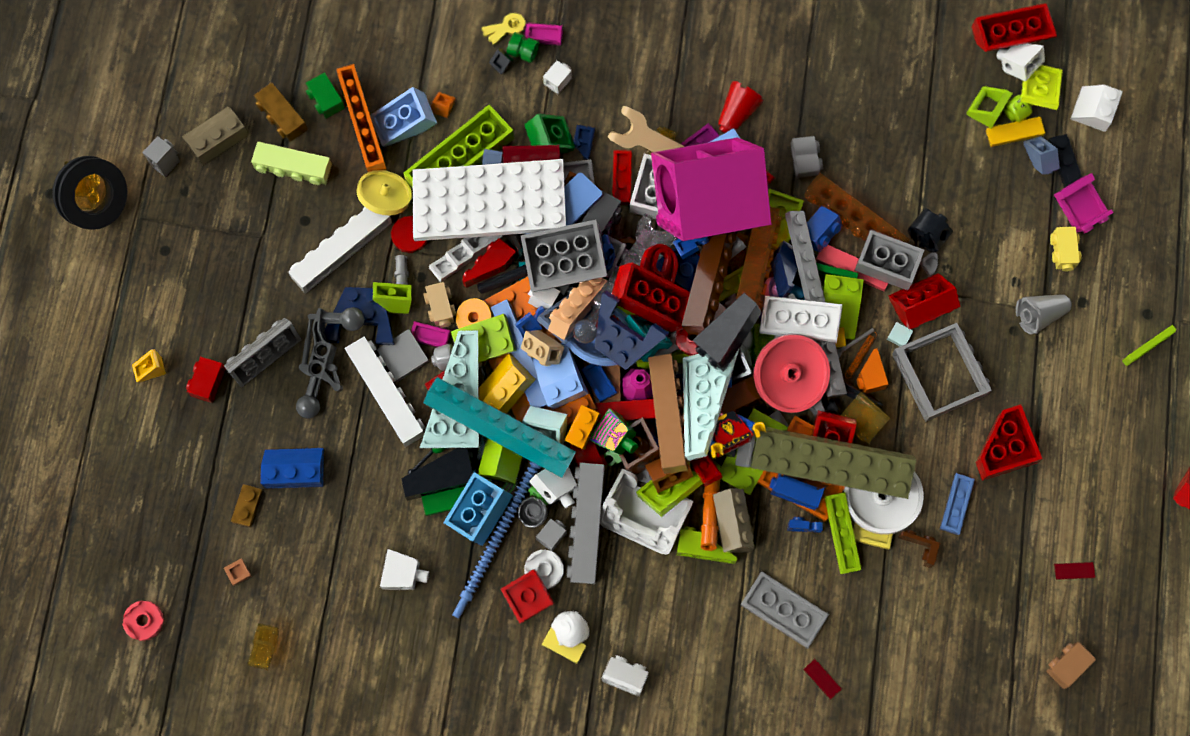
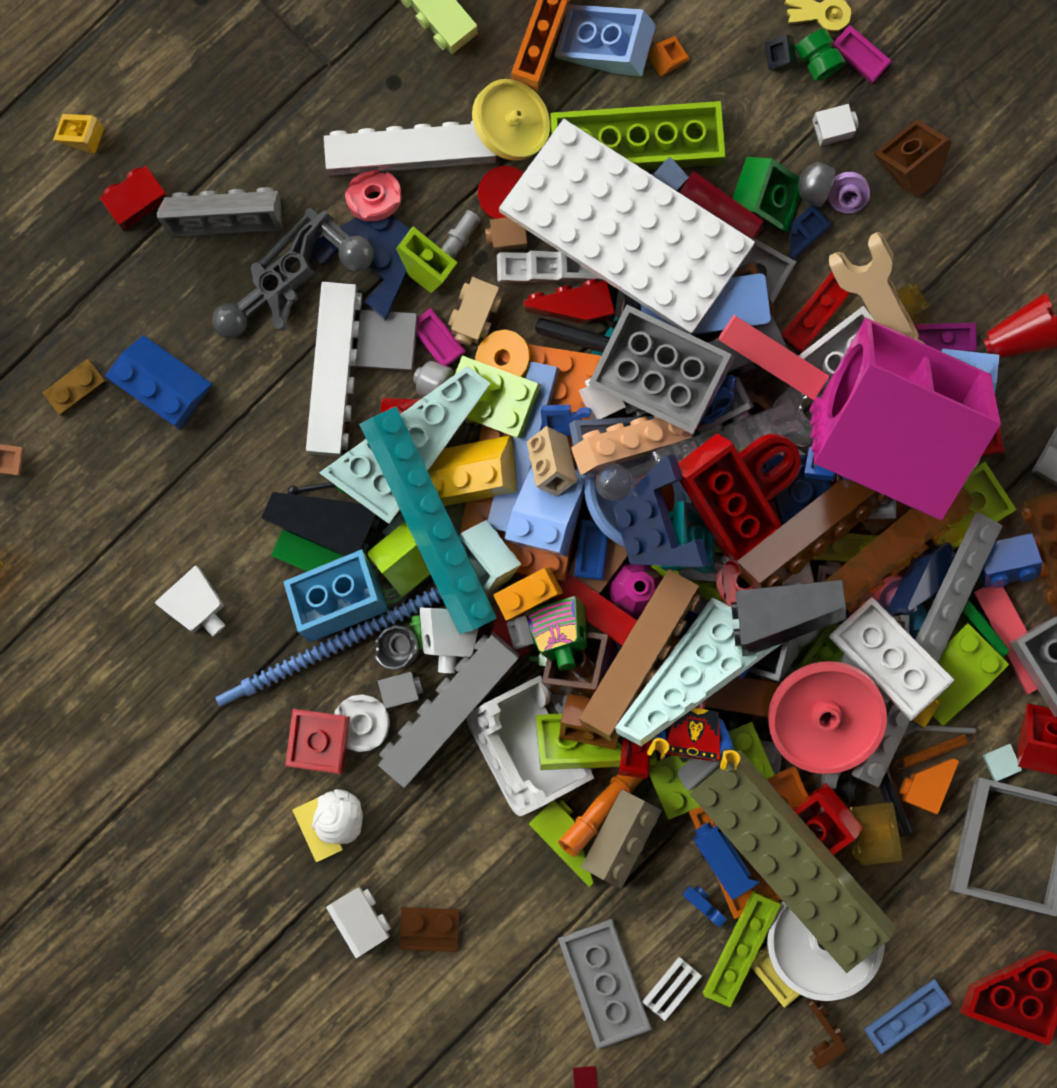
camera: 35 degrees right, 10 degrees up
(344, 291) = (376, 208): none -> coral tile
(426, 253) = (506, 236): none -> medium nougat brick
(571, 111) = (816, 183): none -> flat silver hair
(591, 104) = (849, 192): none -> lavender plate
(594, 451) = (520, 632): none -> light grey tile
(612, 63) = (915, 157): none -> reddish brown slope
(618, 210) = (773, 357): none -> coral tile
(667, 652) = (429, 929): none -> reddish brown plate
(823, 567) = (656, 1007): none -> white tile

